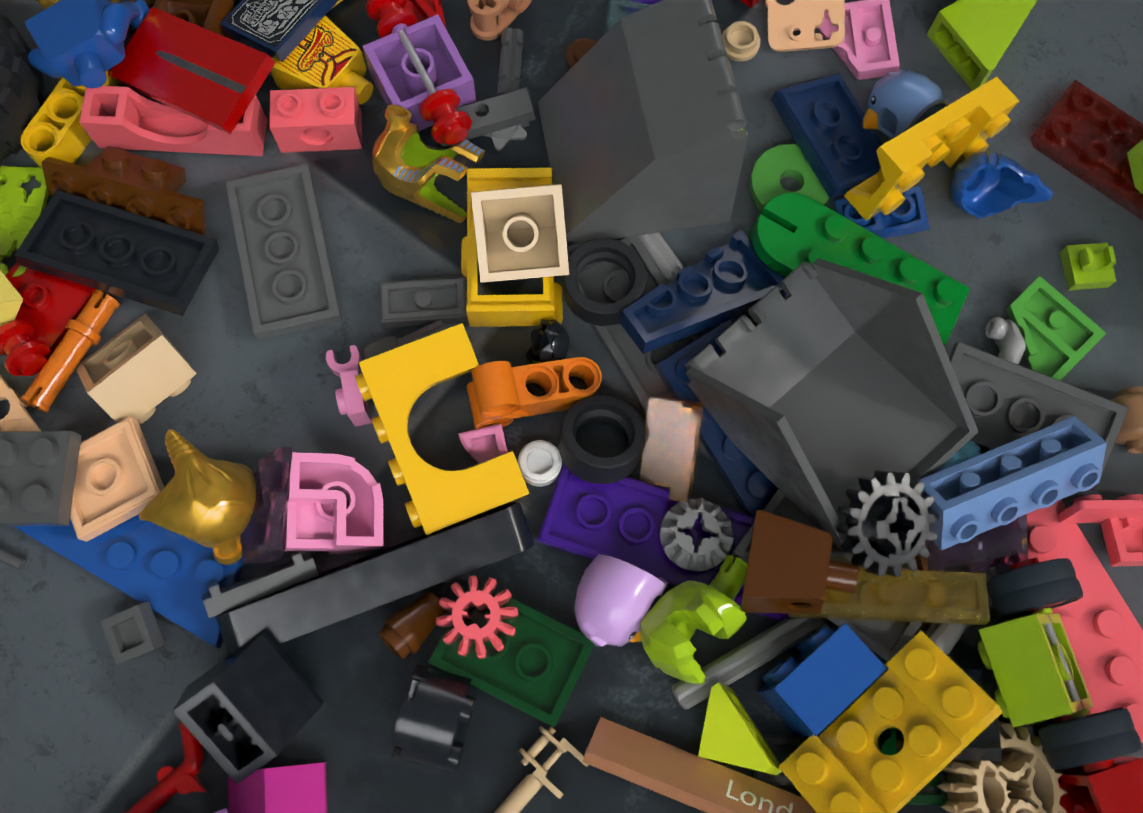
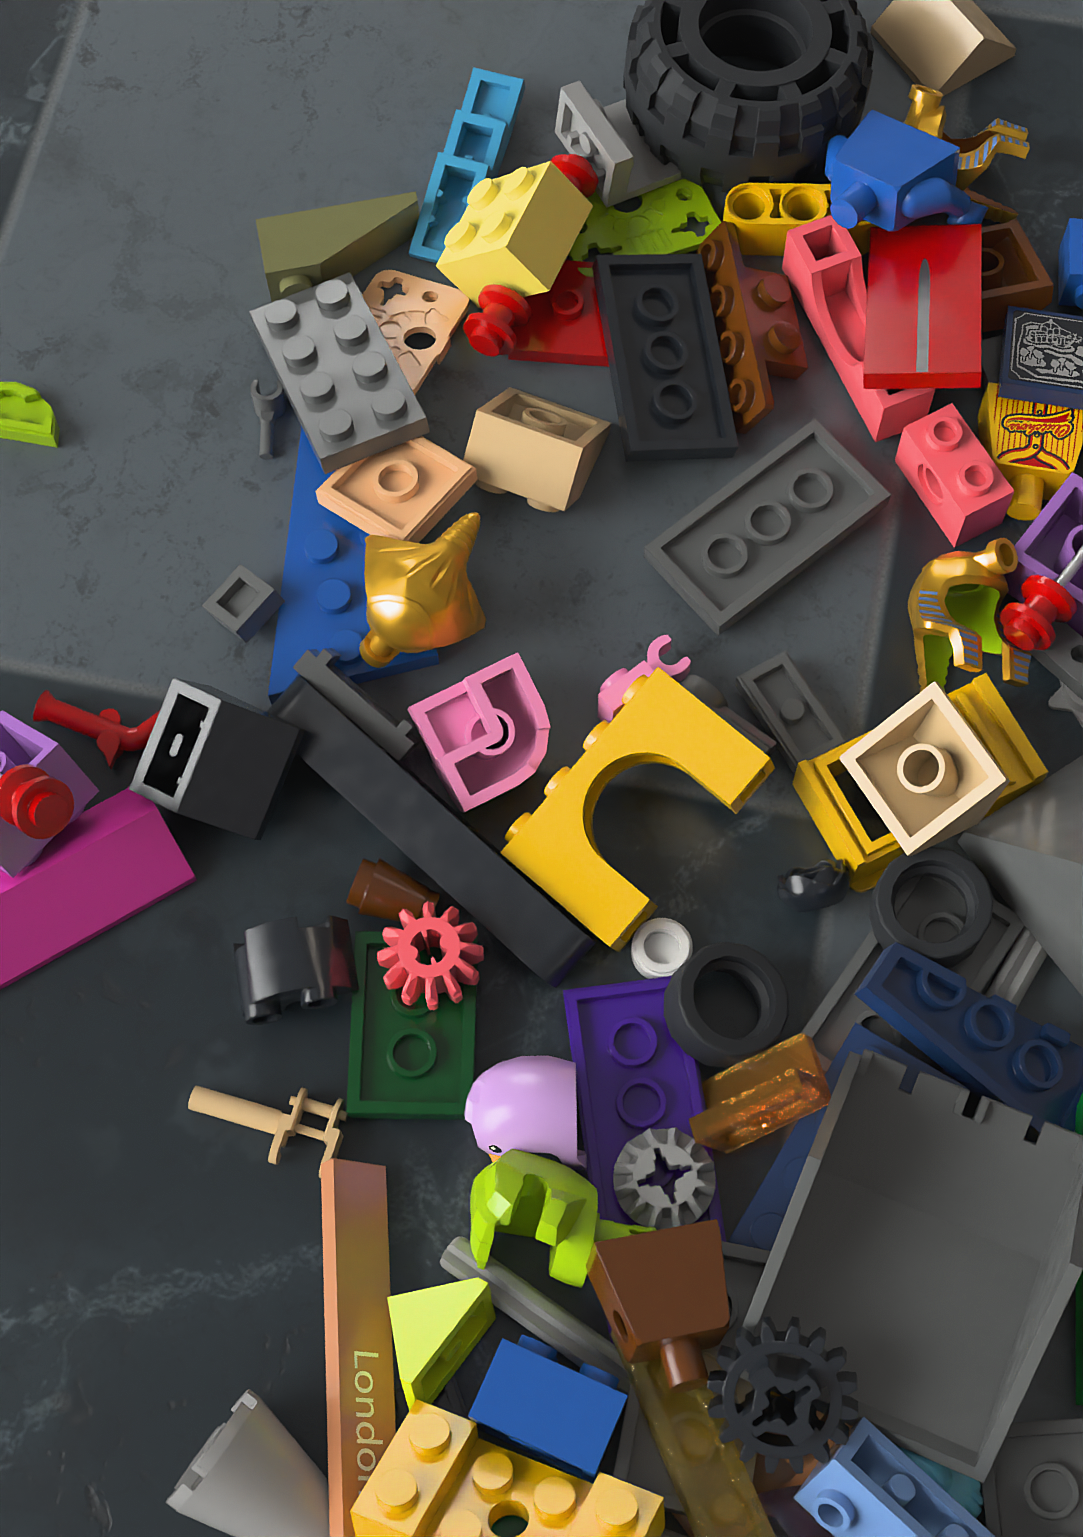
camera: 70 degrees right, 5 degrees down
(70, 351) = (525, 372): orange pin -> none
(265, 532) = (429, 672): clear purple slope -> none
(484, 442) = (654, 872): bright pink tile -> none
(501, 393) = (718, 853): orange piece -> none

